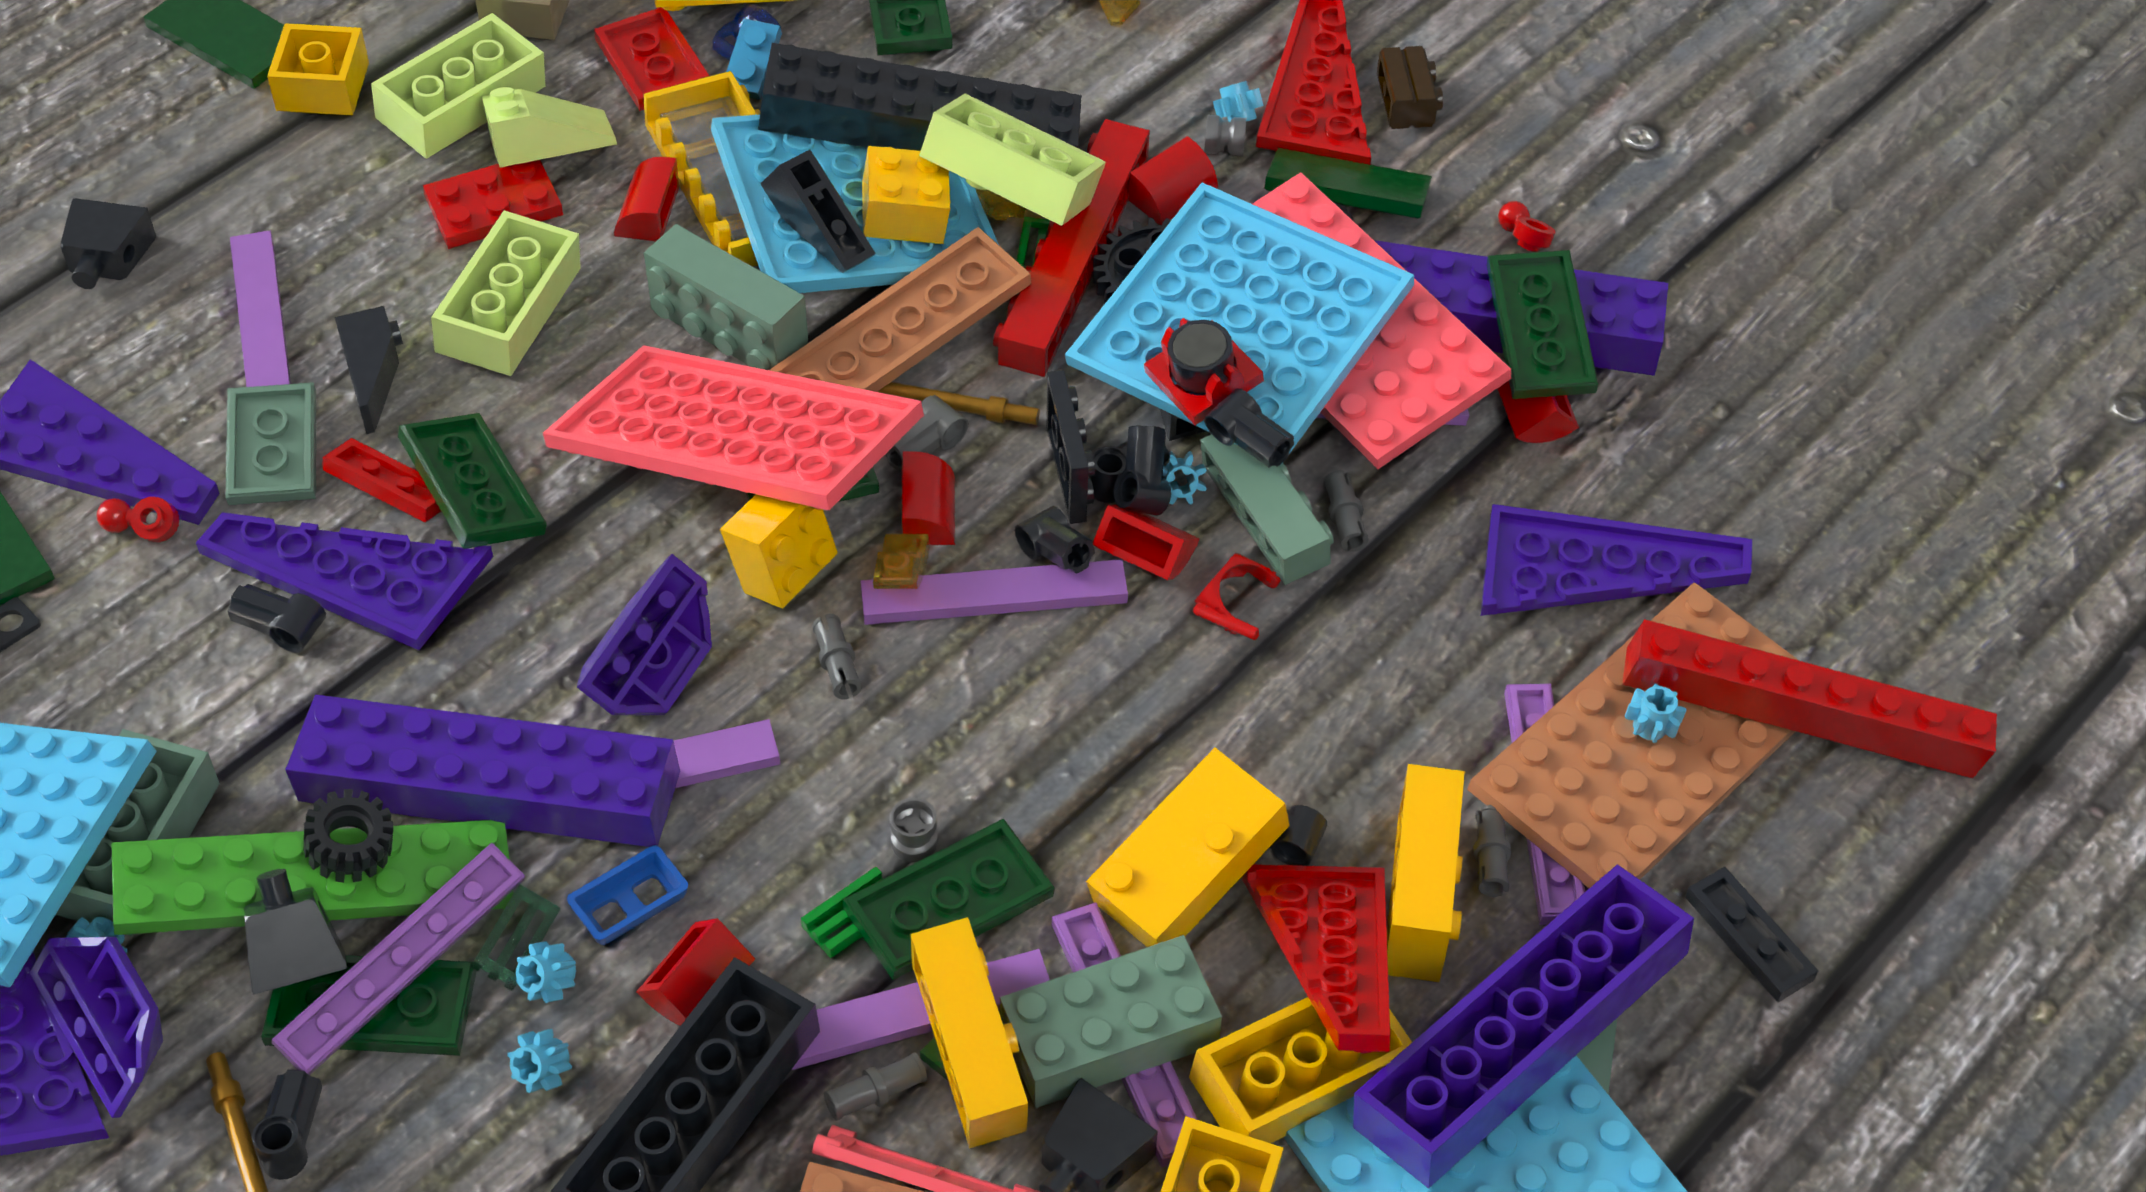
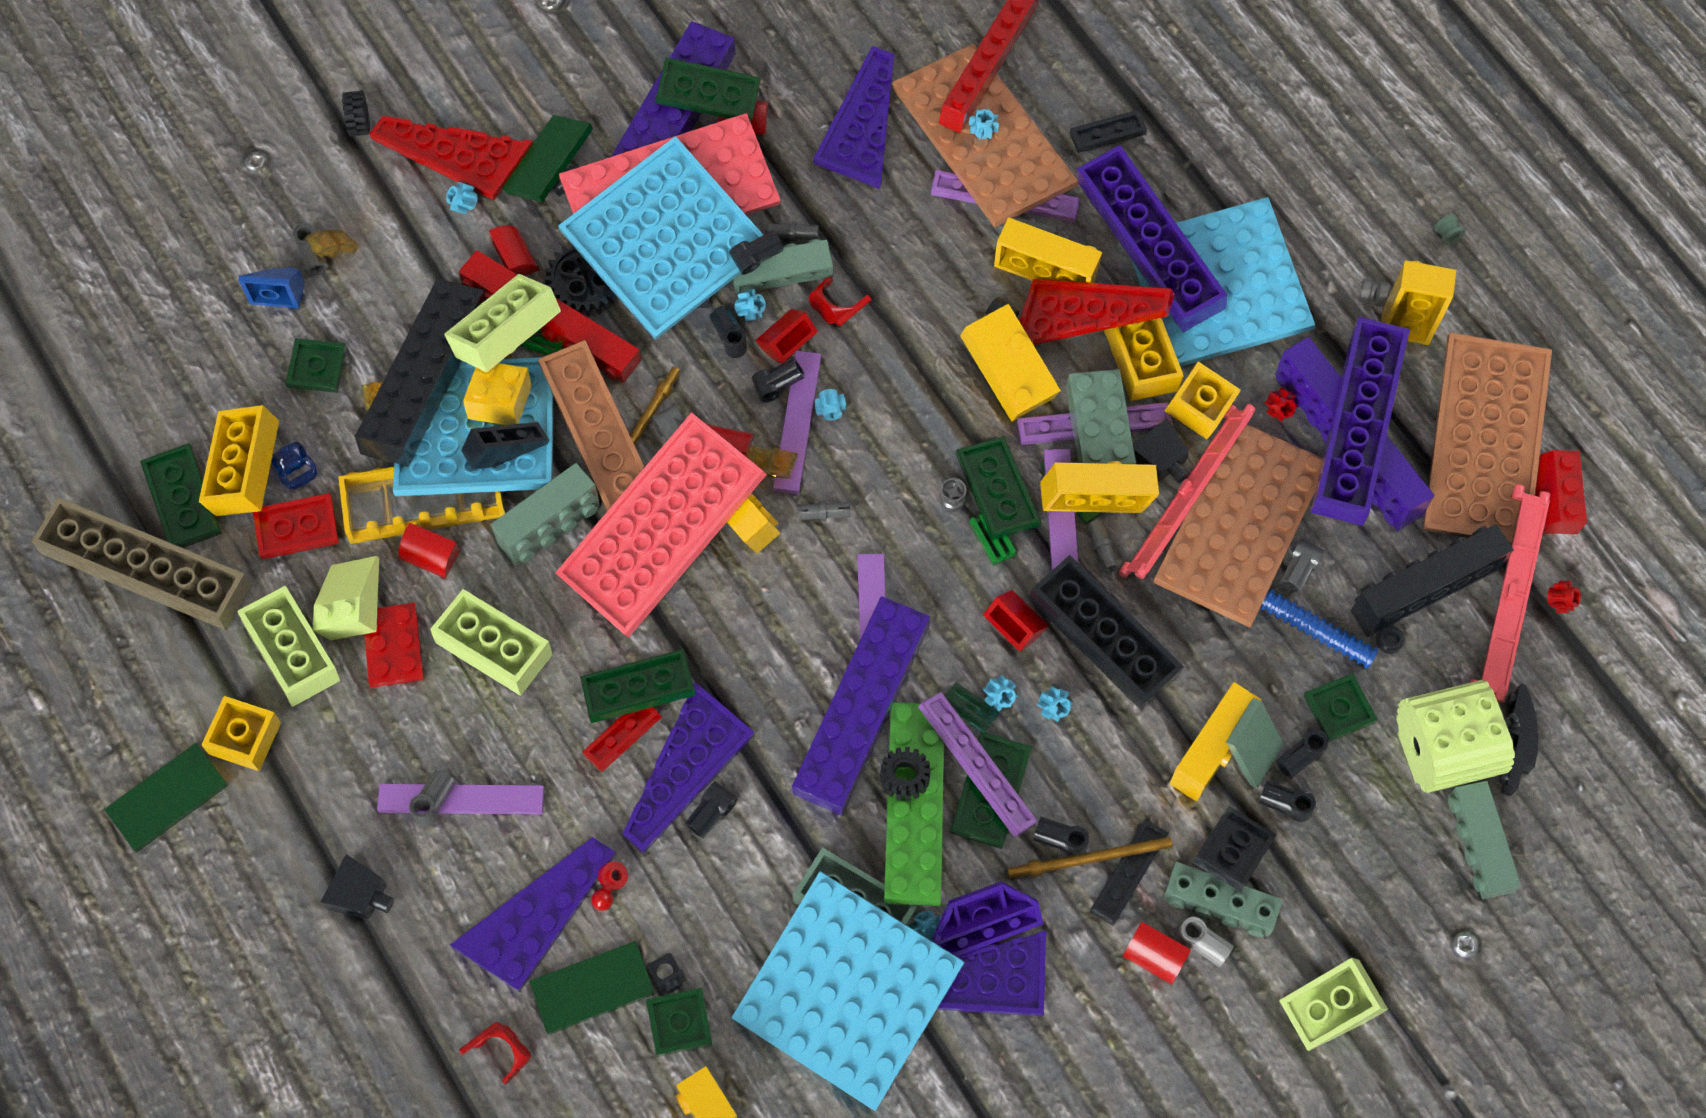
camera: 75 degrees left, 15 degrees up
(234, 278) = (431, 796): none -> dark grey piece
(271, 443) = (570, 800): sand green tile -> none
(289, 935) = (961, 816): black torso -> none
(371, 359) = (514, 733): black slope -> none
(618, 887) = (967, 644): blue piece -> none
(651, 645) = (794, 606): dark purple wedge -> none
(752, 54) = (321, 464): dark azure plate -> none
(1032, 621) = (830, 404): none -> medium azure gear
(1067, 441) = (717, 354): black plate -> none
(1142, 482) = (748, 317): black piece -> none
(1201, 361) = (703, 262): piece -> none
(1225, 135) = (484, 213): flat silver wheel -> none
(1408, 87) = (477, 104): dark brown brick -> none
(1530, 232) = (616, 78): red plate -> none

